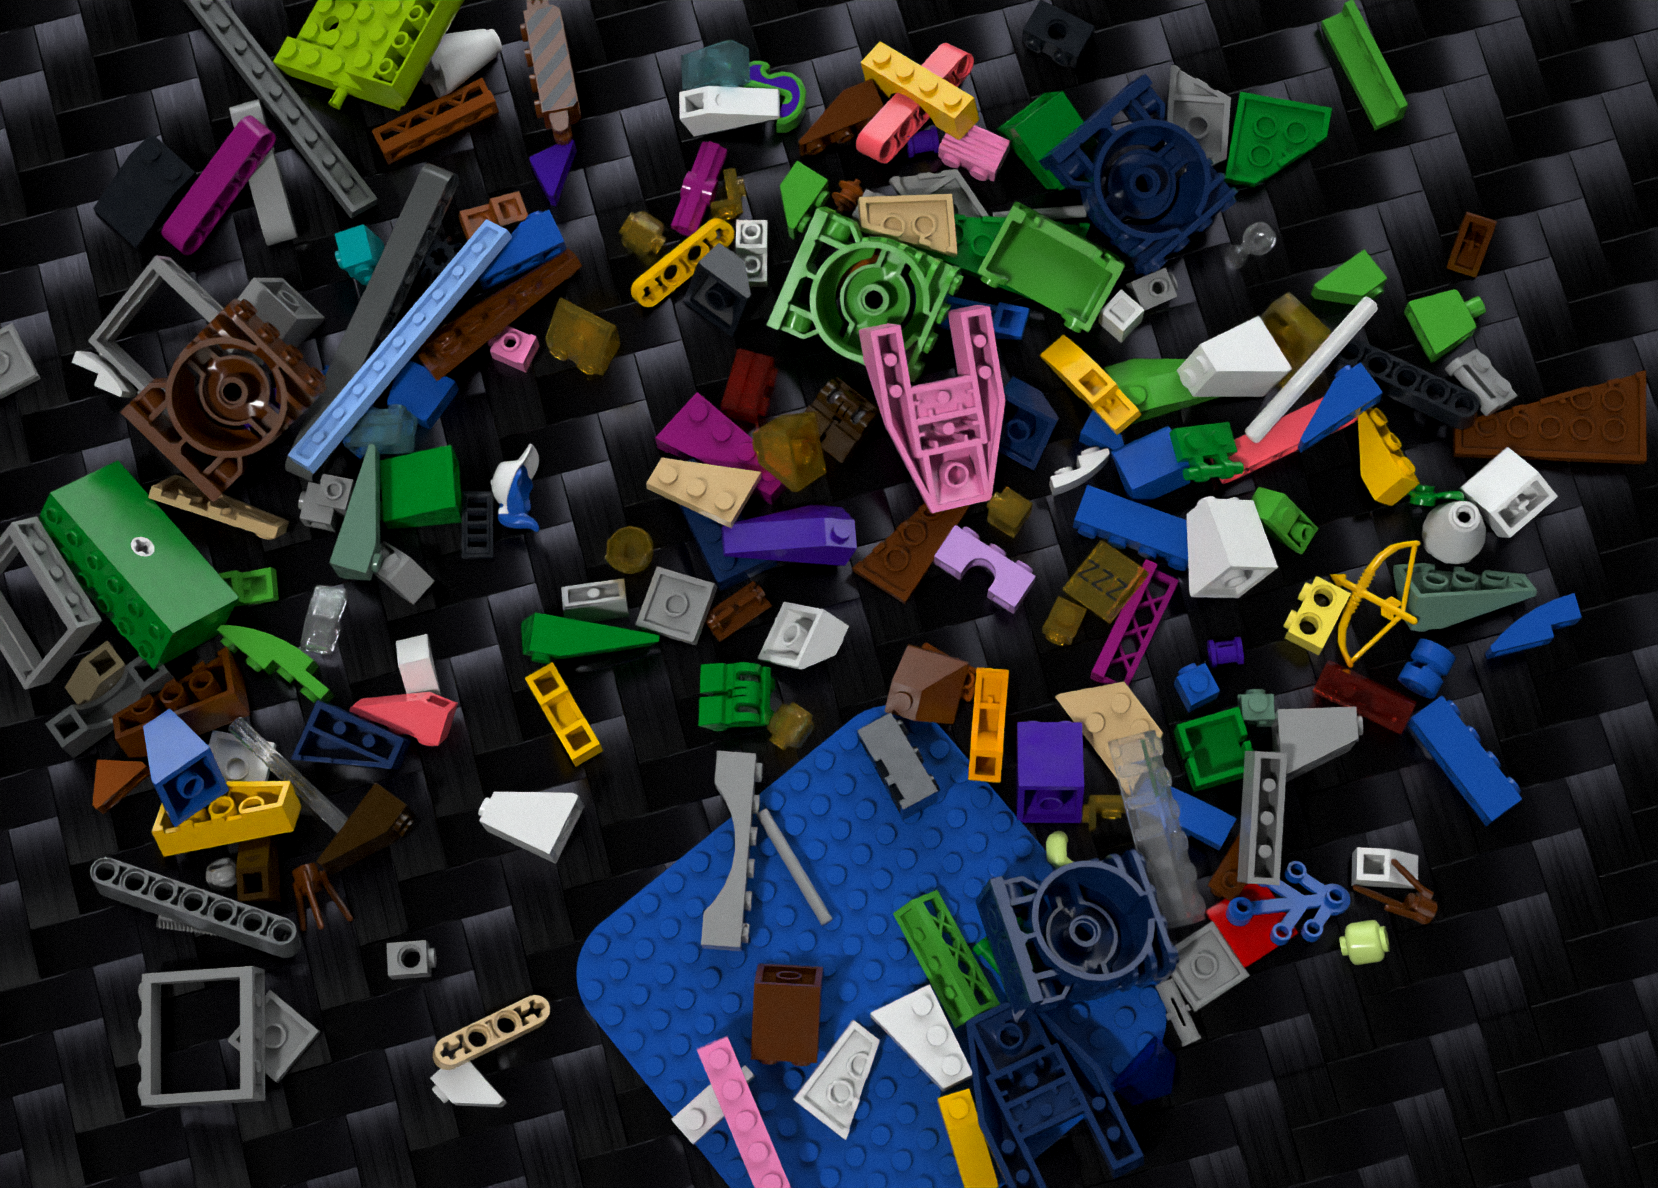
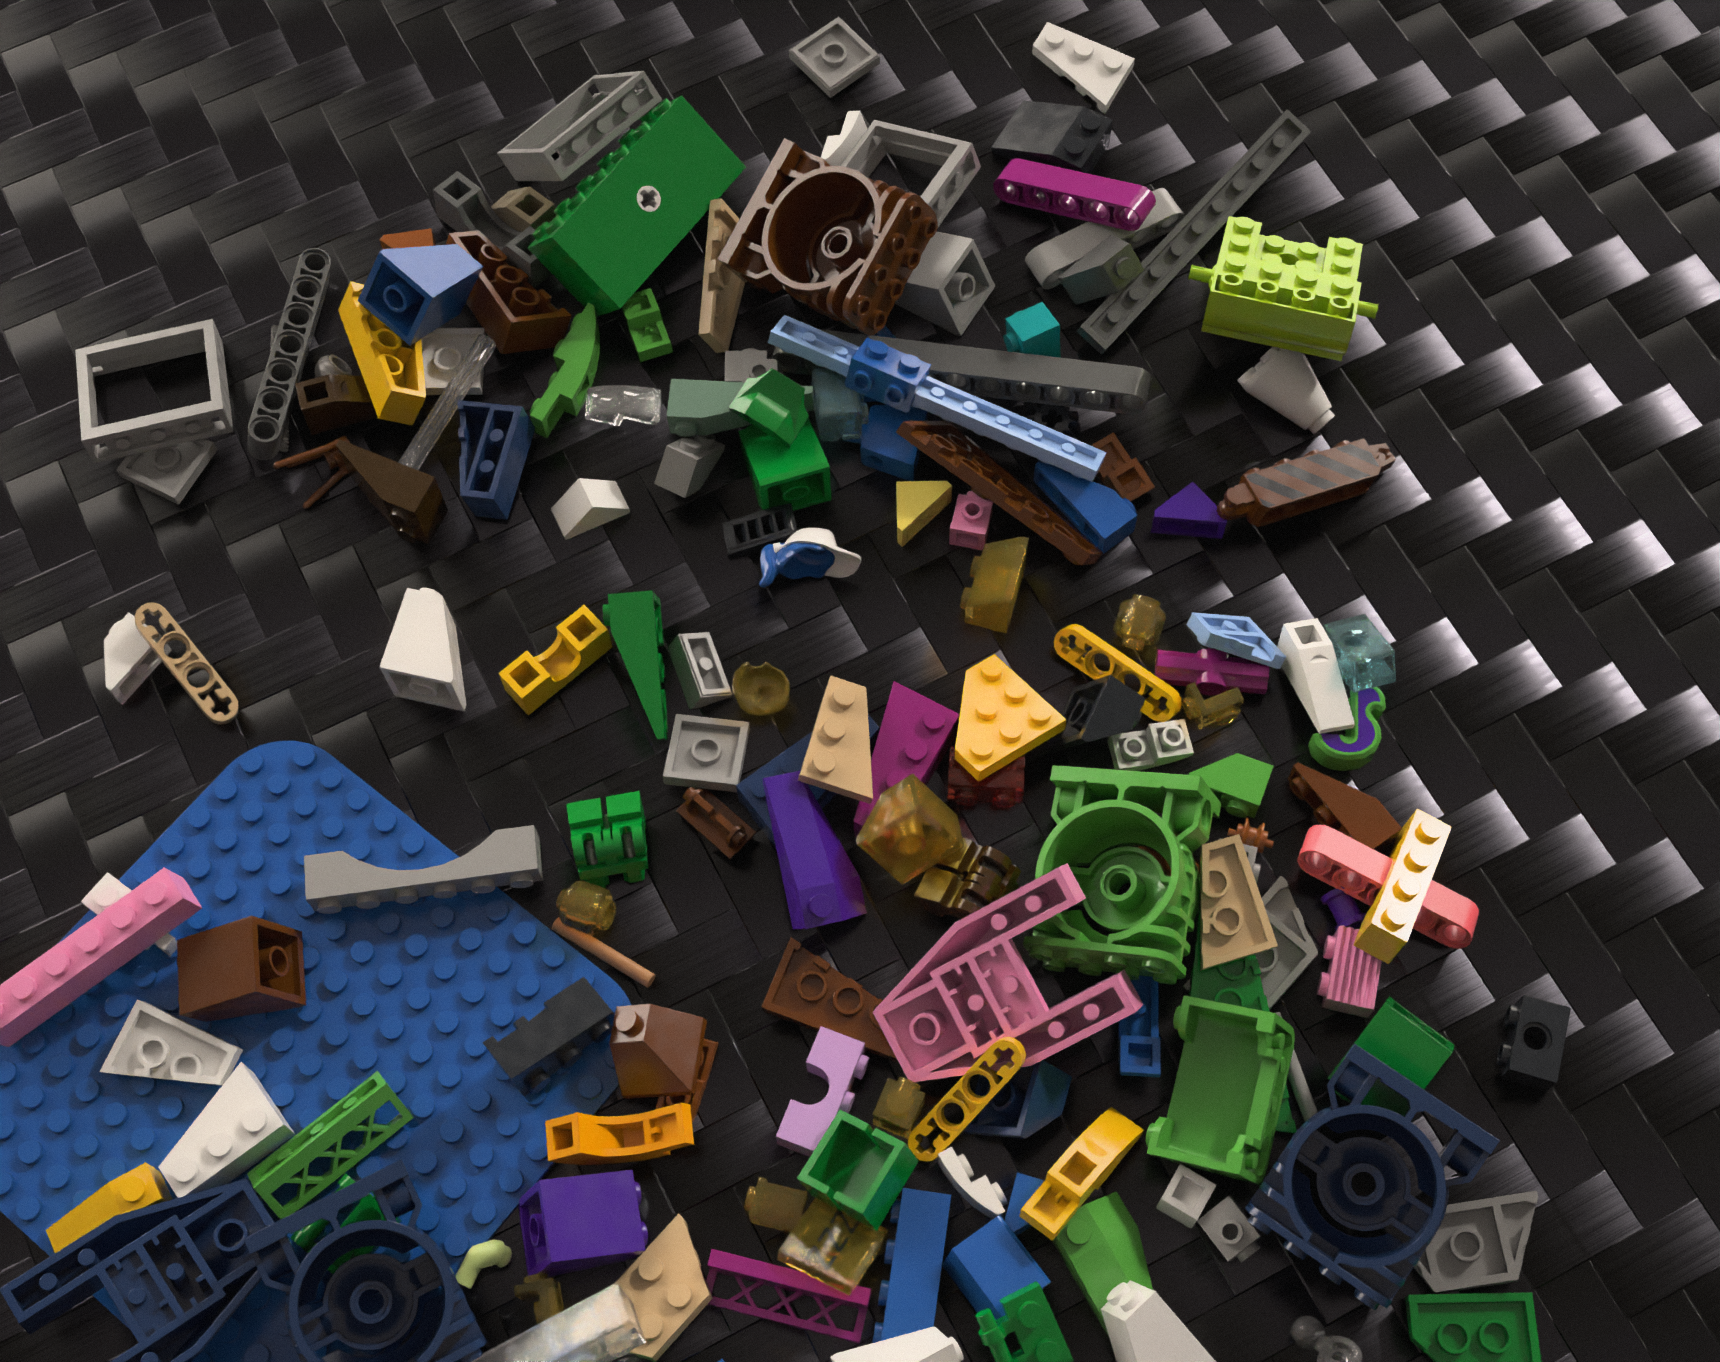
camera: 75 degrees right, 10 degrees down
(68, 143) = (1087, 64): none -> white wing
(302, 180) = (1101, 271): none -> dark grey slope
(372, 378) = (886, 374): none -> blue bracket
(382, 479) = (772, 405): none -> green slope
(396, 956) = (256, 557): light grey brick -> none
(414, 714) = (532, 509): coral slope -> none
(437, 125) = (1208, 393): dark orange fence -> none
(488, 391) = (918, 504): none -> light yellow slope
(678, 159) = (1236, 636): none -> light blue wing
(705, 362) = (1000, 719): none -> yellow plate
(794, 867) = (418, 947): light grey bar -> none
(802, 637) = (694, 900): white slope -> none
(829, 720) = (606, 954): none -> medium nougat bar
(1014, 458) = (969, 1101): none -> yellow beam
(1055, 549) = (855, 1173): none -> green piece

